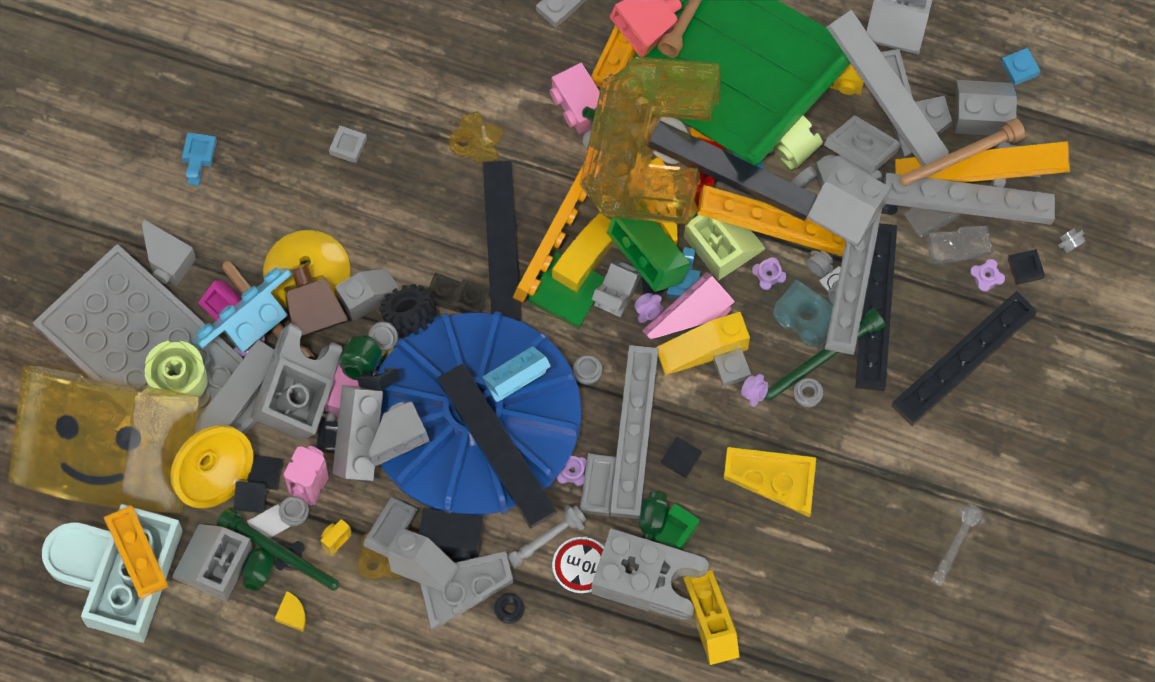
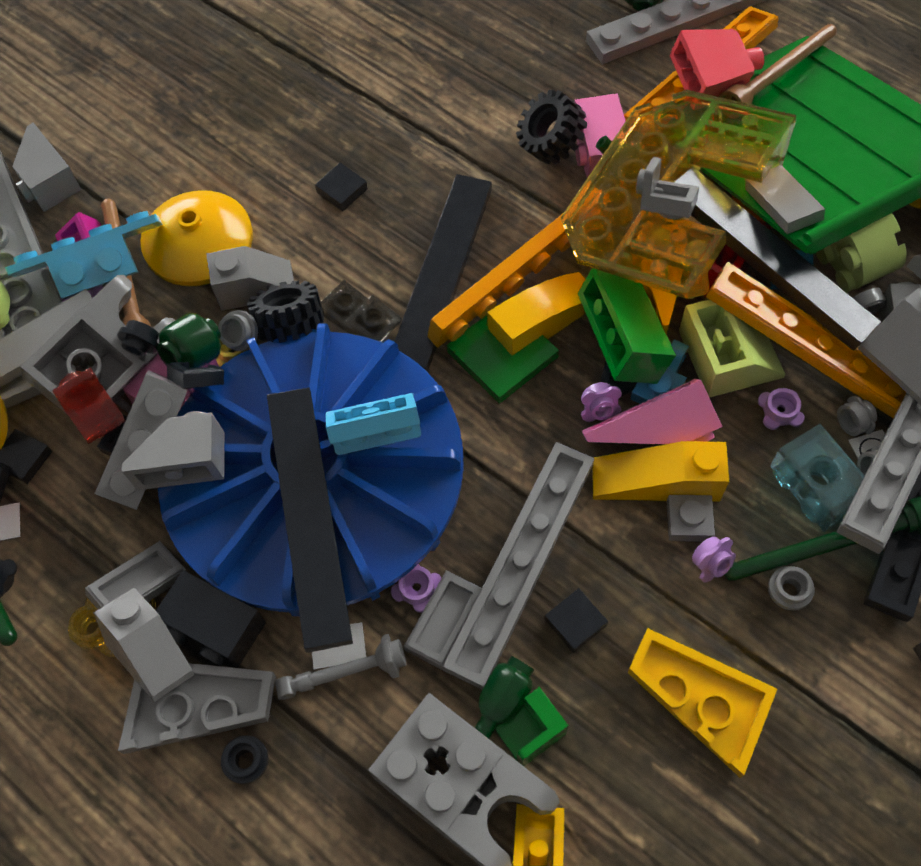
camera: 25 degrees right, 5 degrees down
(197, 153) = (136, 78): dark azure plate -> none
(293, 511) = (28, 517): light grey plate -> none
(306, 474) = (55, 471): bright pink brick -> none
(311, 301) = (171, 265): torso -> none
(318, 422) = (88, 404): none -> clear red bracket
(326, 365) = (138, 338): none -> black plate
(335, 536) = (58, 571): yellow plate -> none
(347, 144) = (307, 114): light grey plate -> none
(399, 197) = (341, 186): none -> black tile
(480, 139) = (459, 149): clear yellow plate -> none
(528, 105) = (563, 135): none -> black tyre
(535, 532) = (342, 654): none -> white sticker
(577, 563) = (368, 724): sticker -> none
(587, 370) = (489, 458): light grey plate -> none
(617, 288) = (566, 366): light grey brick -> none
(649, 153) = (665, 197): none -> light grey bracket
(730, 127) = (786, 200): none -> light grey tile

